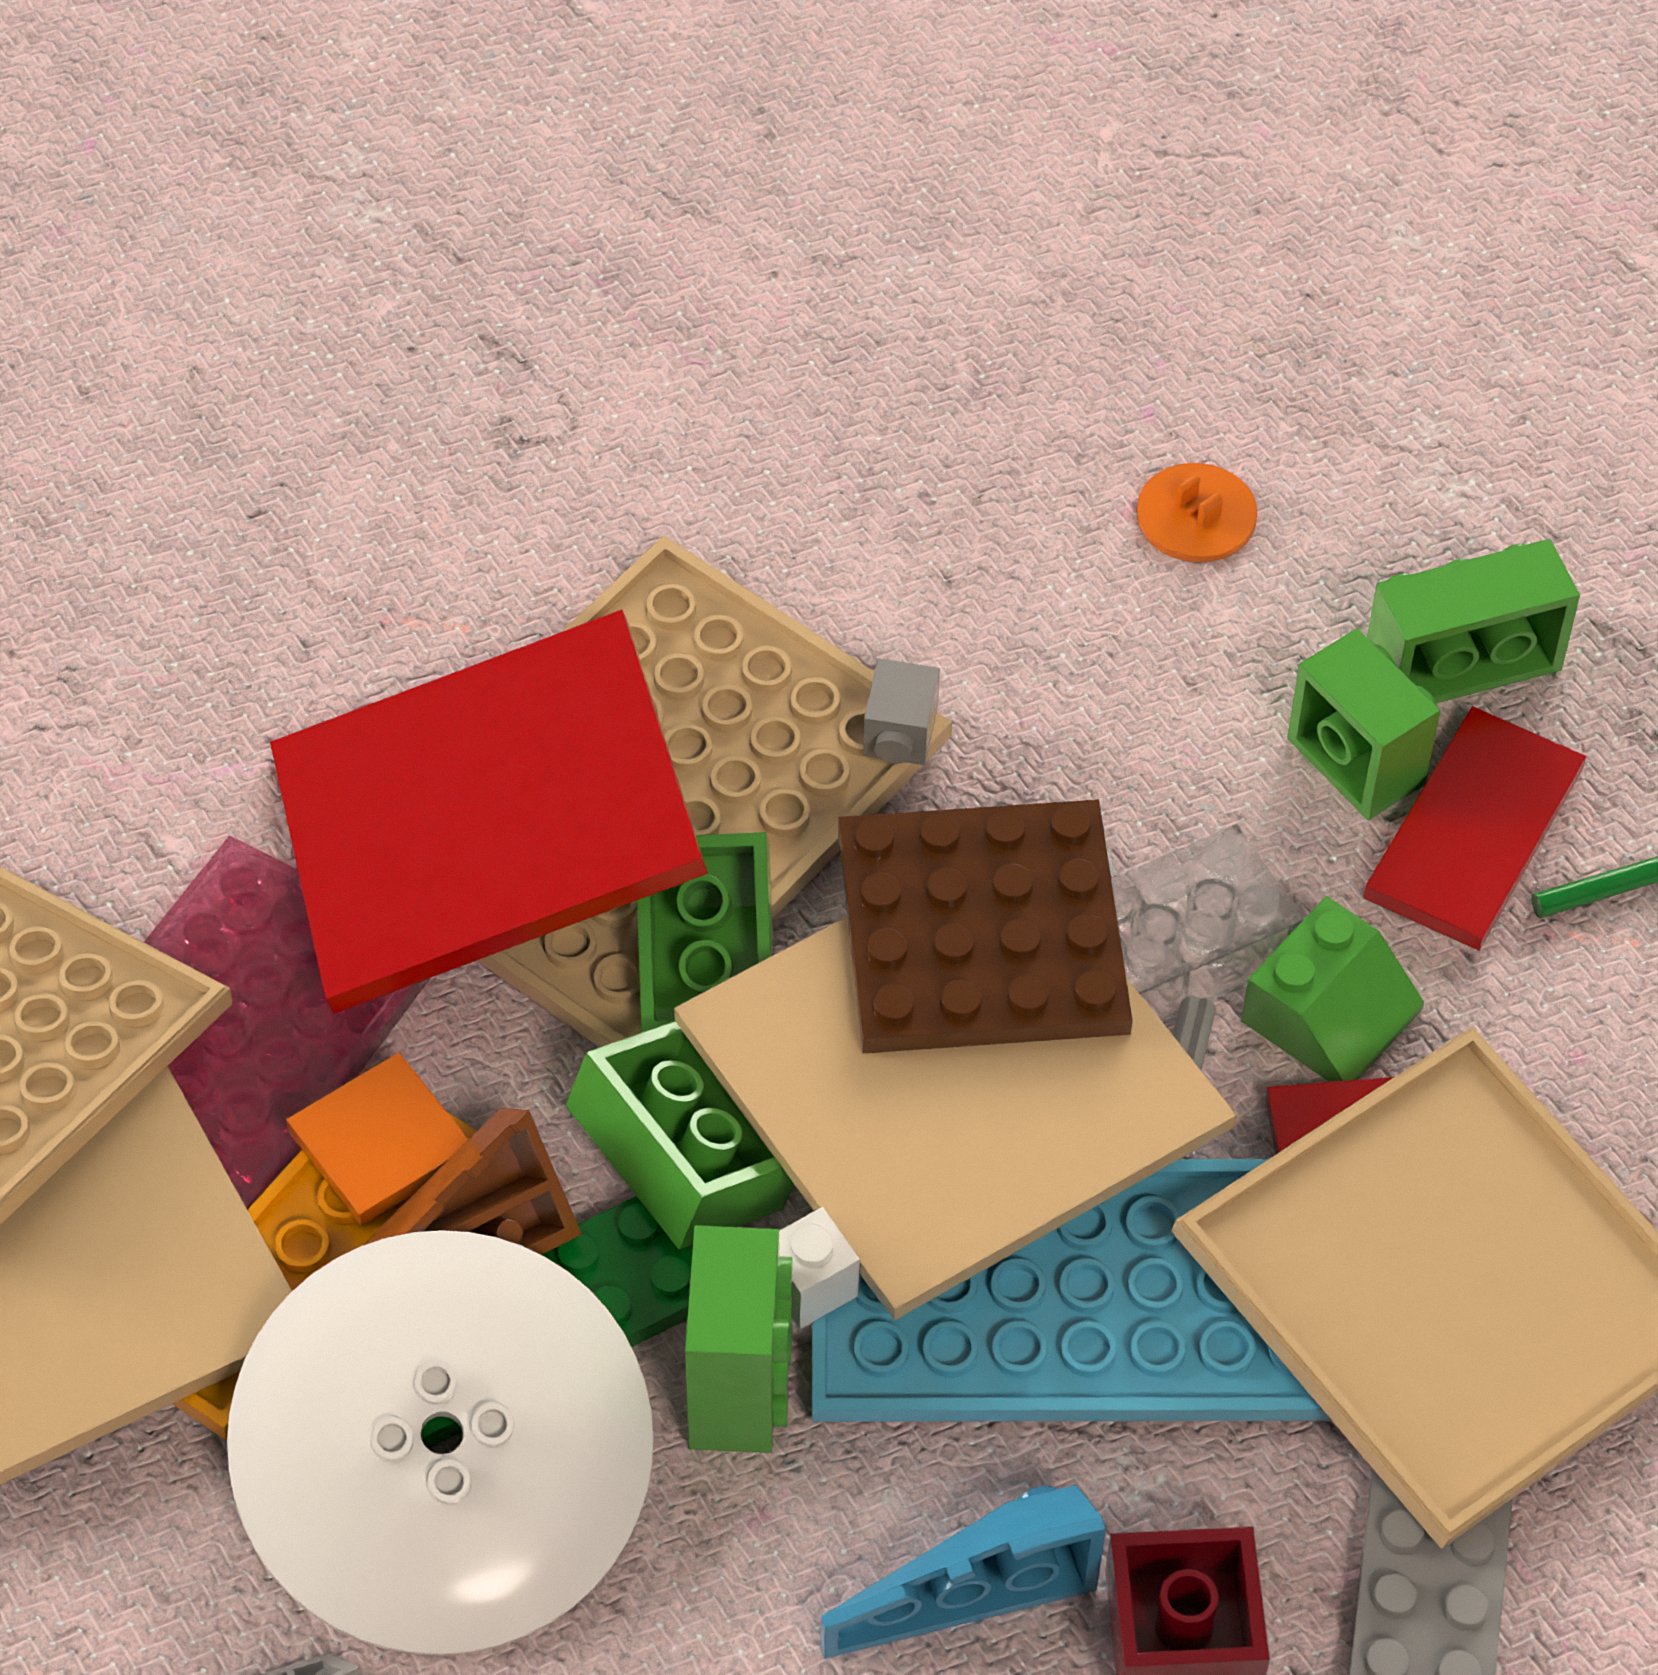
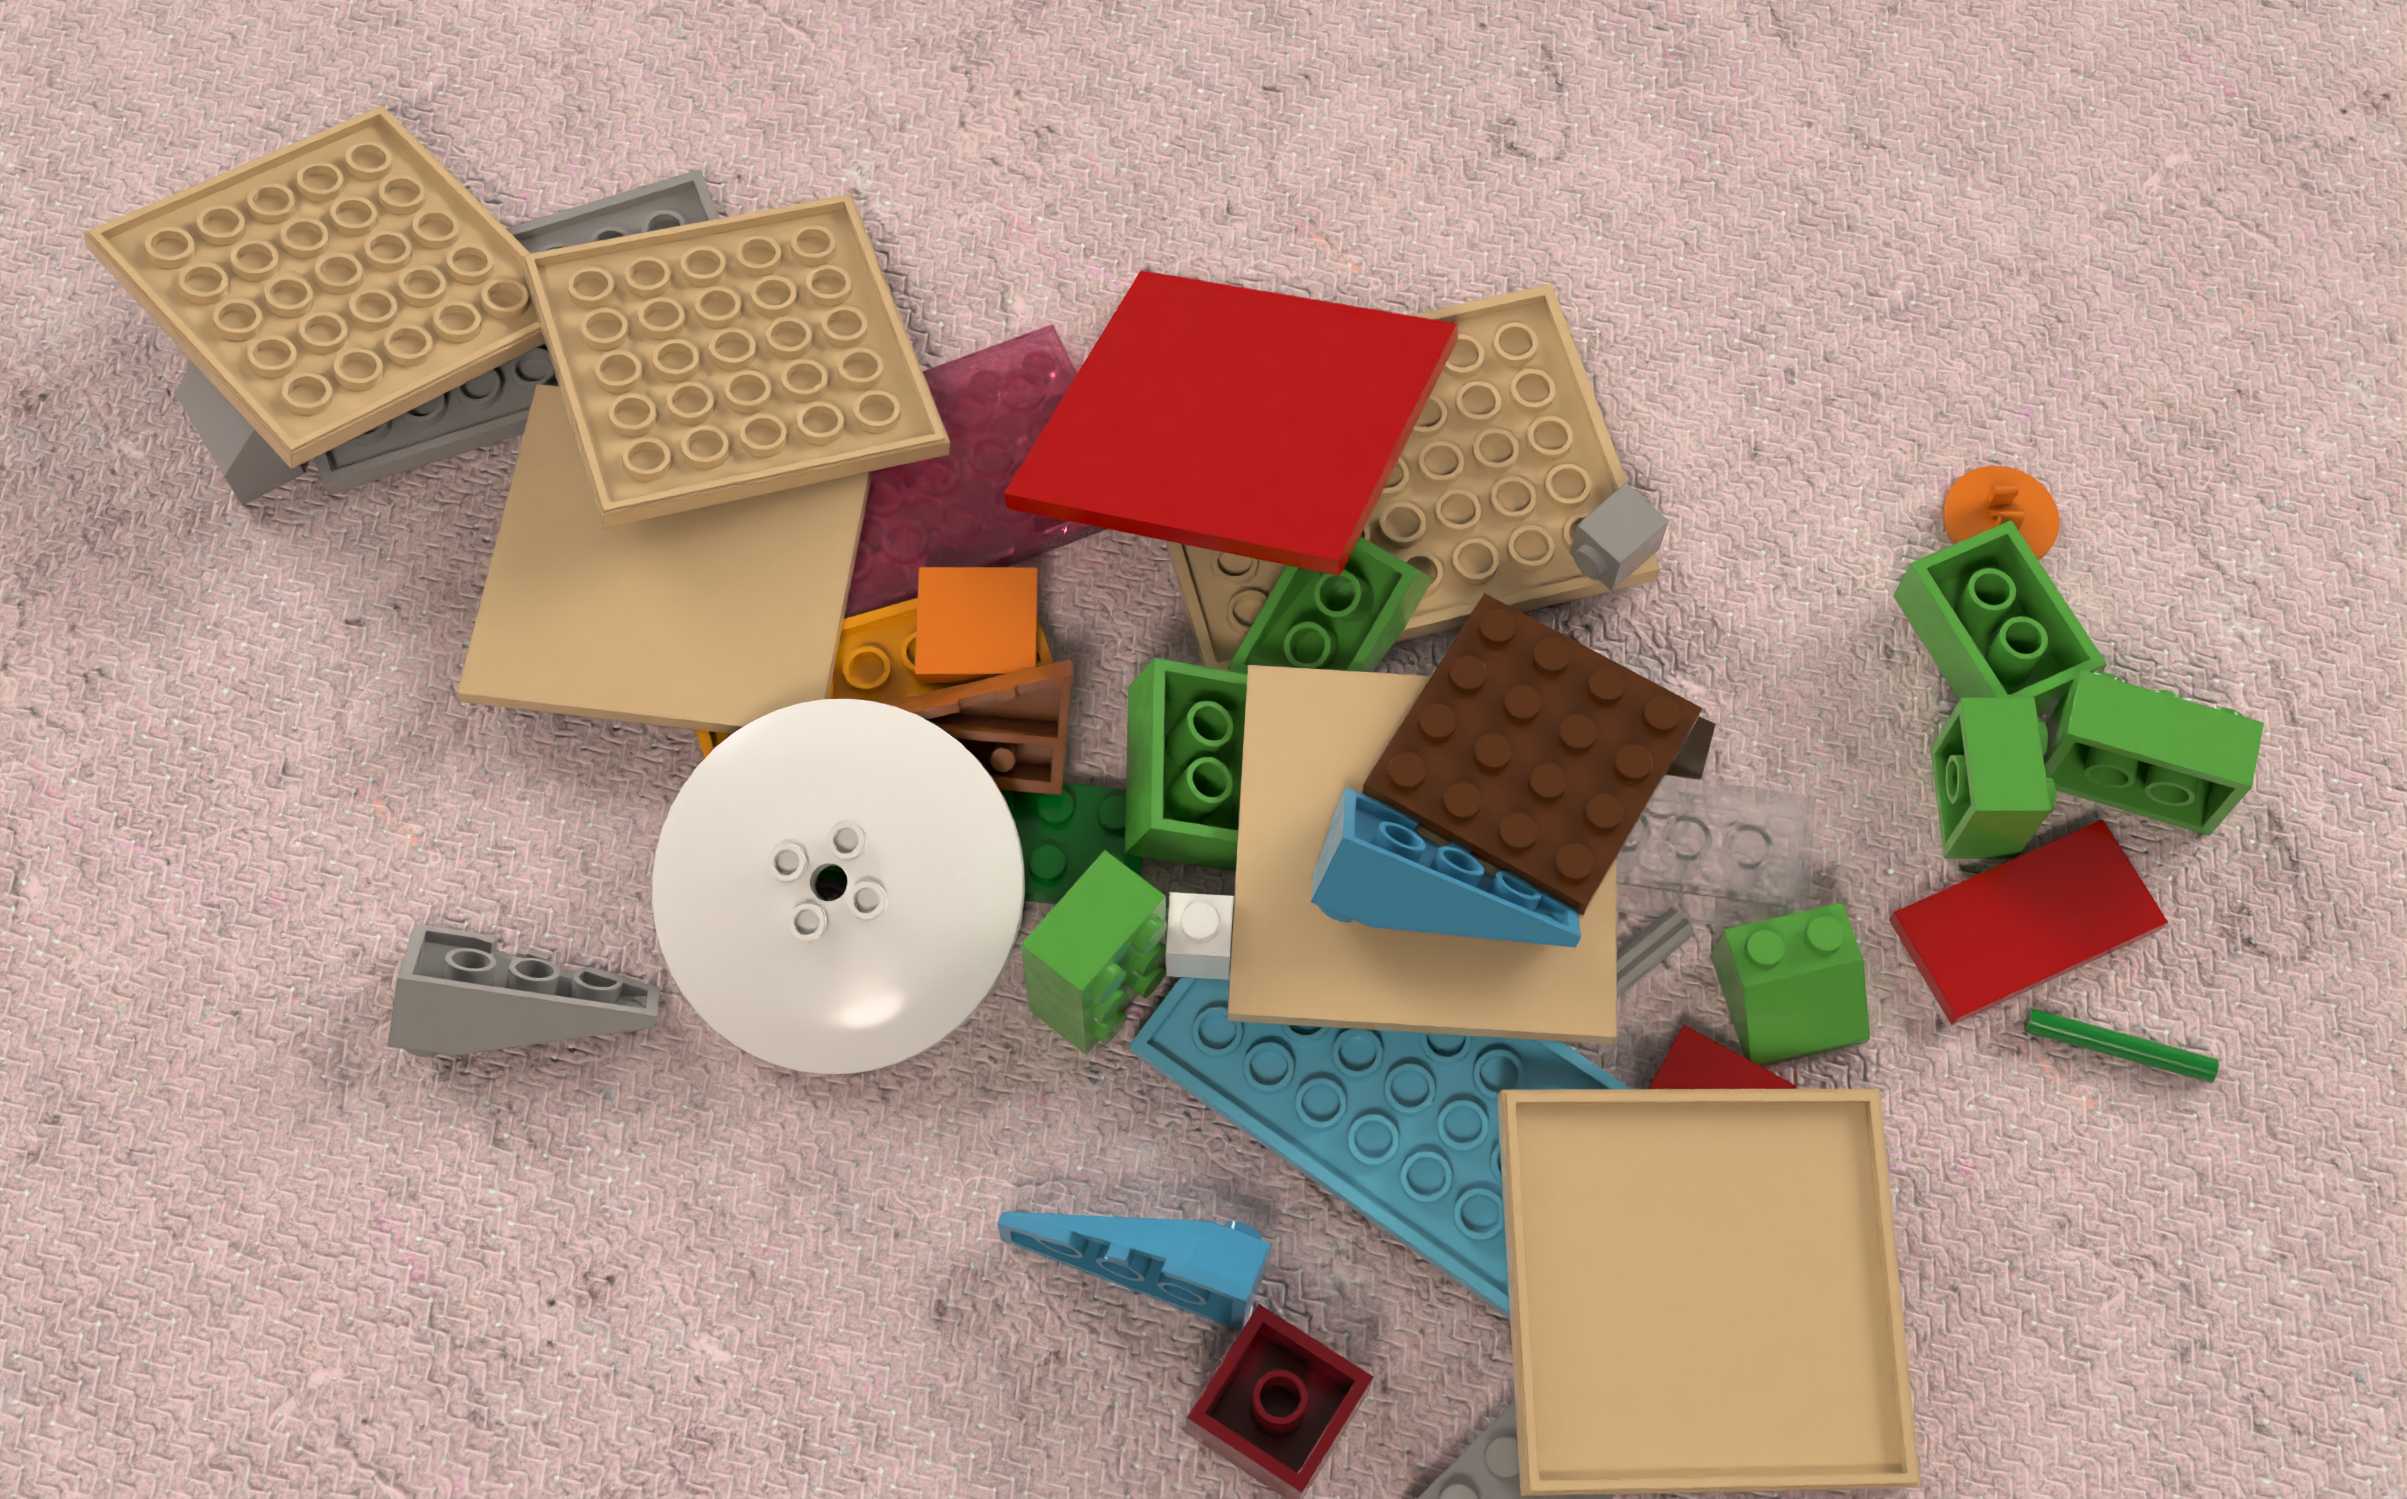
camera: 35 degrees right, 10 degrees up
(952, 1100) = (1397, 879): none -> dark azure wedge
(1266, 593) = (1996, 620): none -> bright green brick

